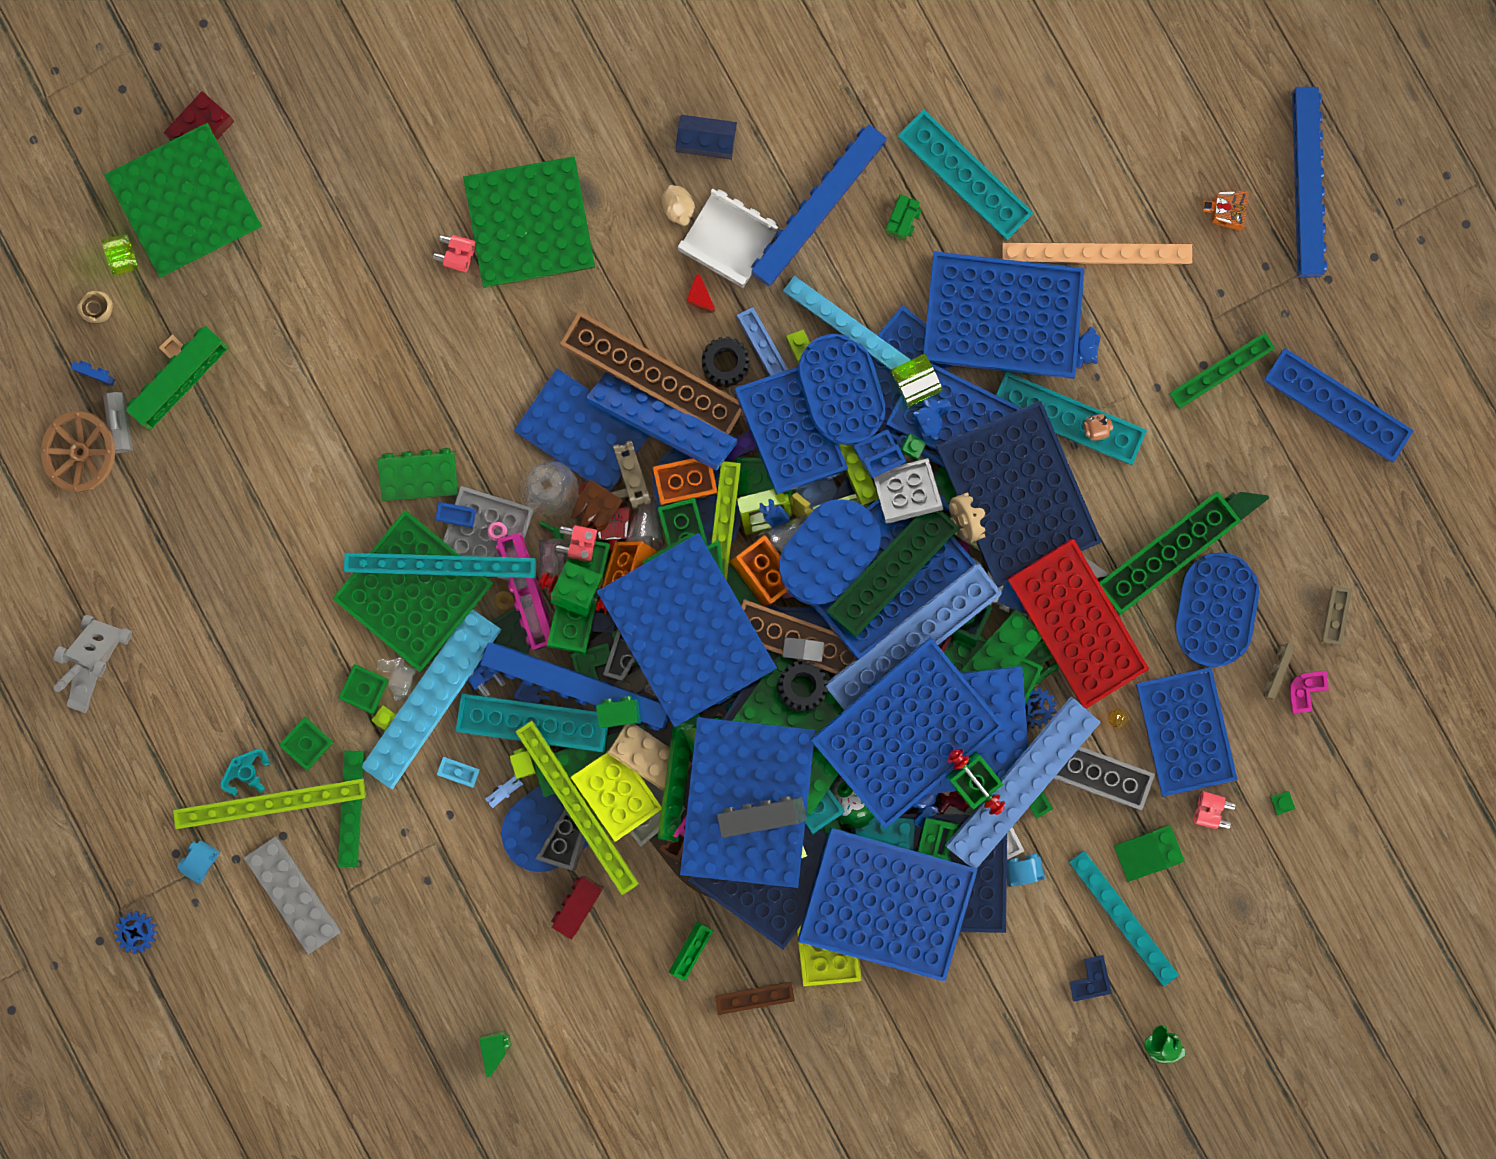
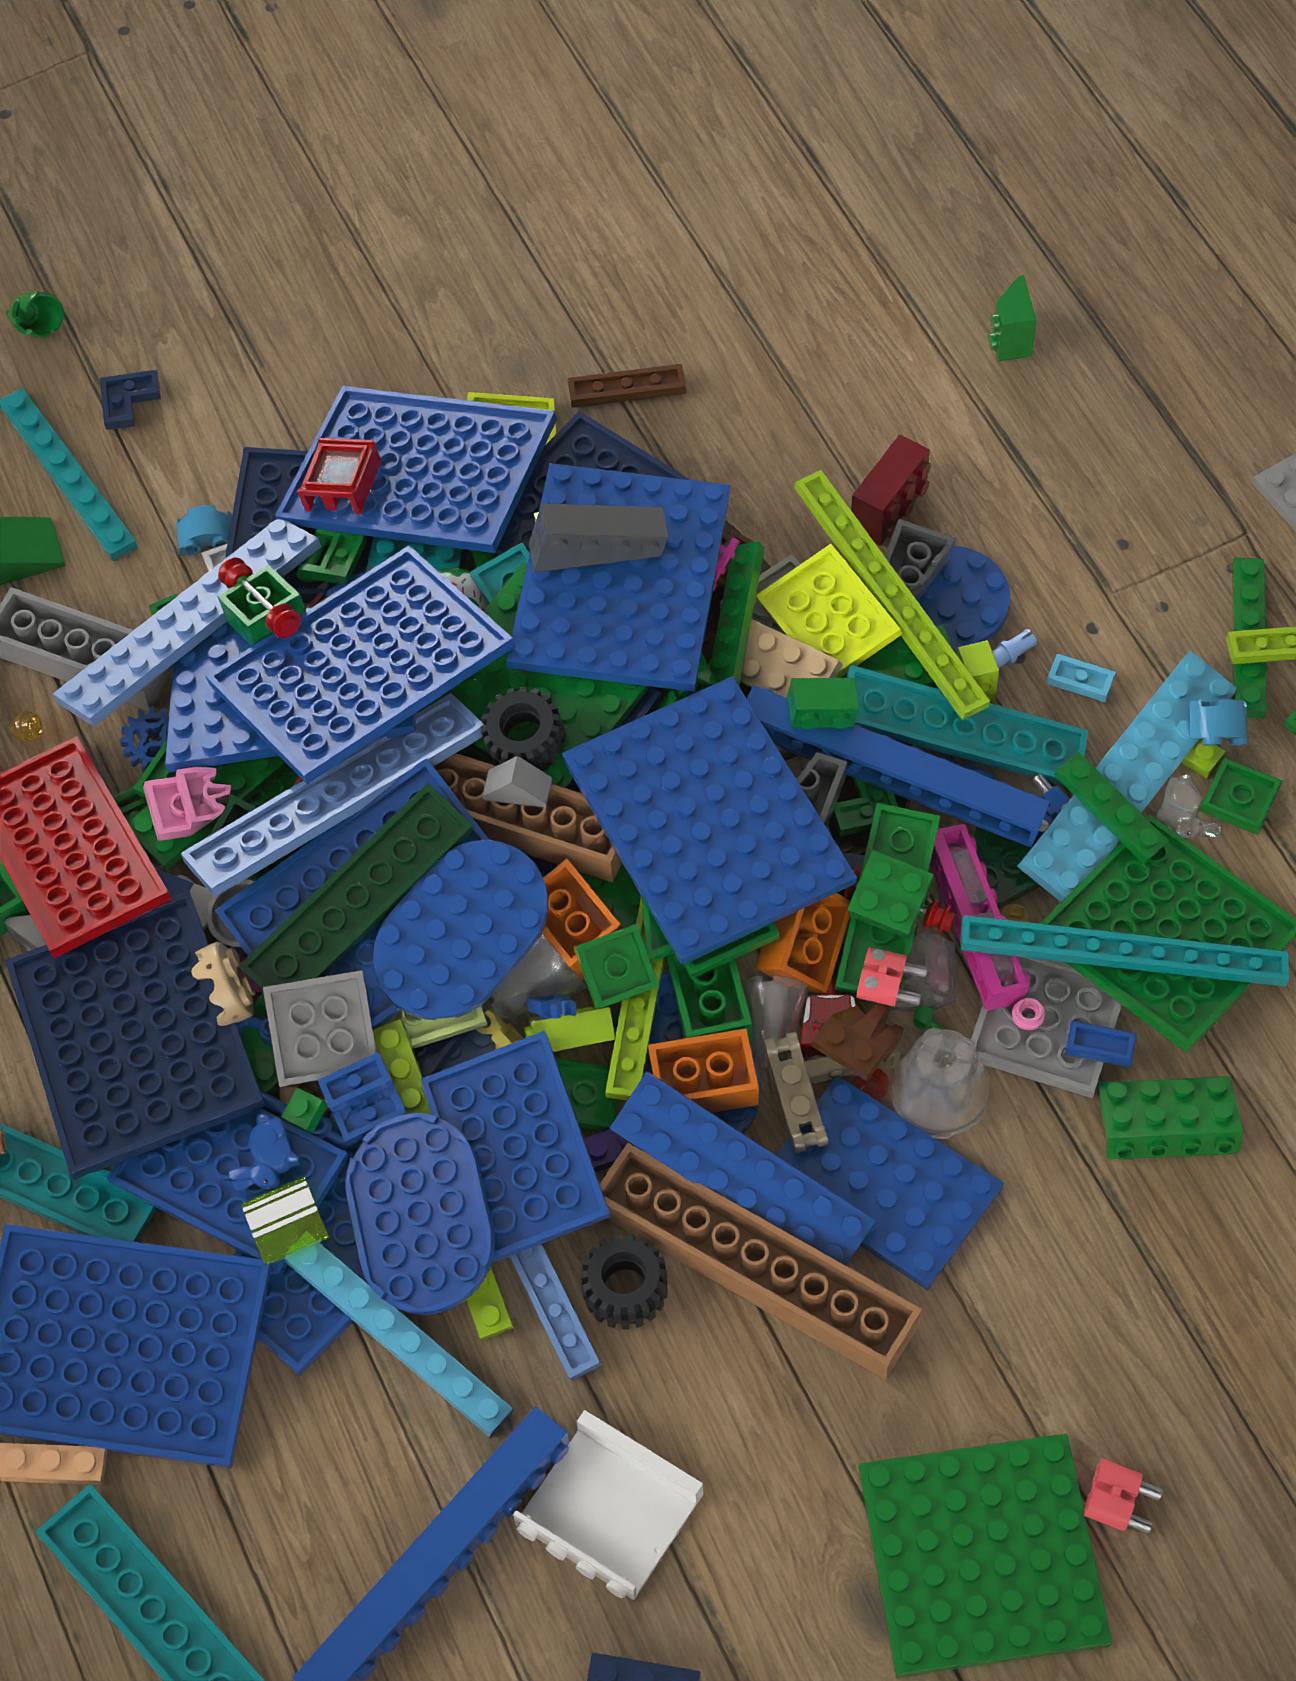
camera: 170 degrees left, 25 degrees down
(374, 734) = (1219, 721): none -> dark azure cylinder
(444, 667) = (1111, 807): none -> green plate
(677, 204) = (700, 1568): tan hair -> none
(690, 951) = (719, 442): green plate -> none
(699, 296) = (666, 1400): red slope -> none
(737, 533) = (616, 966): none -> green plate
(902, 217) = (278, 1532): green brick -> none
(936, 893) = (340, 470): none -> red window
(1006, 644) = (185, 802): none -> bright pink plate

